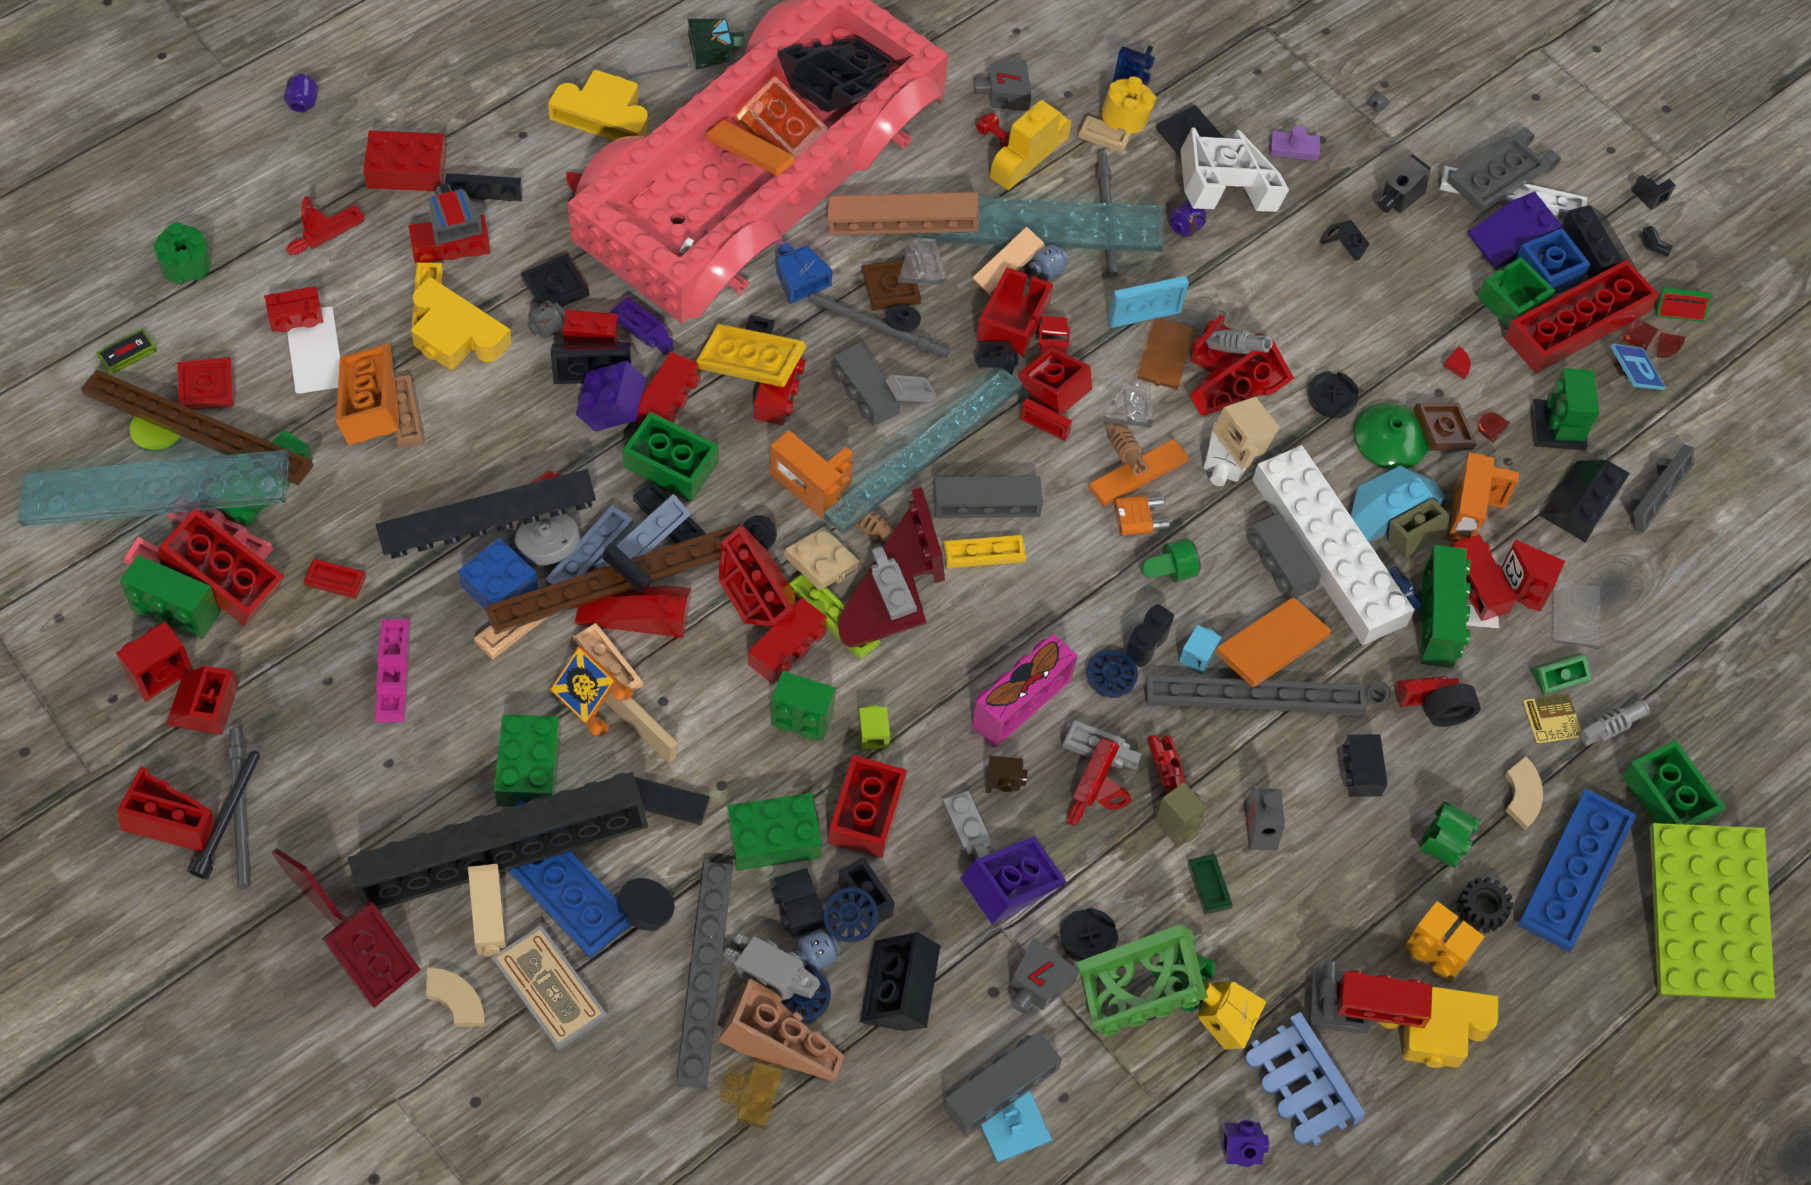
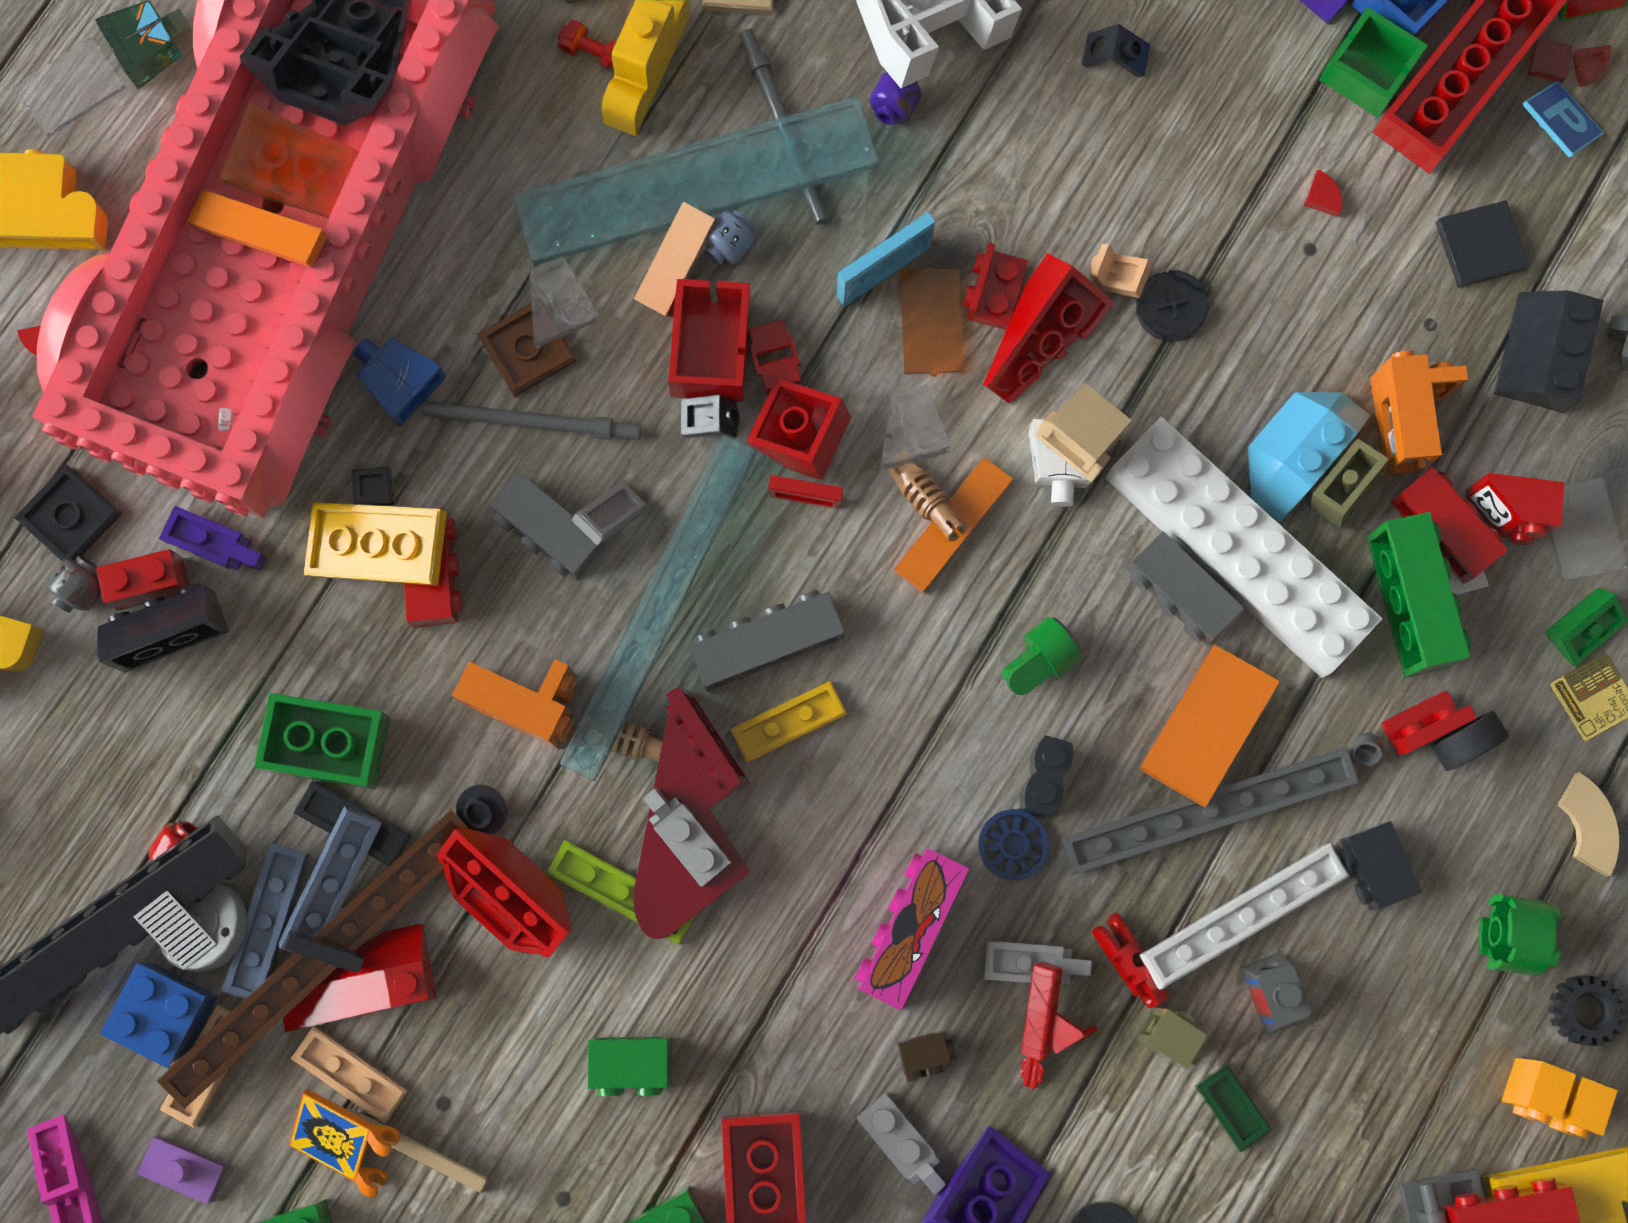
camera: 15 degrees left, 20 degrees up
(473, 679) = (182, 1169): none -> medium lavender tile
(533, 525) = (175, 930): none -> white sticker
(610, 396) = (207, 681): dark purple brick -> none
(669, 388) = (282, 638): red brick -> none
(787, 641) = (577, 963): red brick -> none
(821, 558) = (578, 818): tan plate -> none
(874, 727) = (731, 1047): lime brick -> none
(903, 318) = (561, 399): black piece -> none
(904, 213) = (507, 236): nougat brick -> none
(1135, 516) = (969, 594): orange piece -> none
(1200, 648) = (1118, 769): medium azure brick -> none
(1239, 341) = (1029, 286): light grey hinge -> none
(1258, 763) = (1244, 916): none -> white tile
(1303, 362) = (1119, 272): none -> light nougat bracket
(1386, 444) = (1255, 358): green dish -> none
(1406, 588) = (1359, 582): dark blue wheel -> none
(1444, 426) = (1335, 306): reddish brown tile -> none
(1492, 426) = (1395, 278): clear red tile -> none
(1573, 404) = (1503, 220): green piece -> none

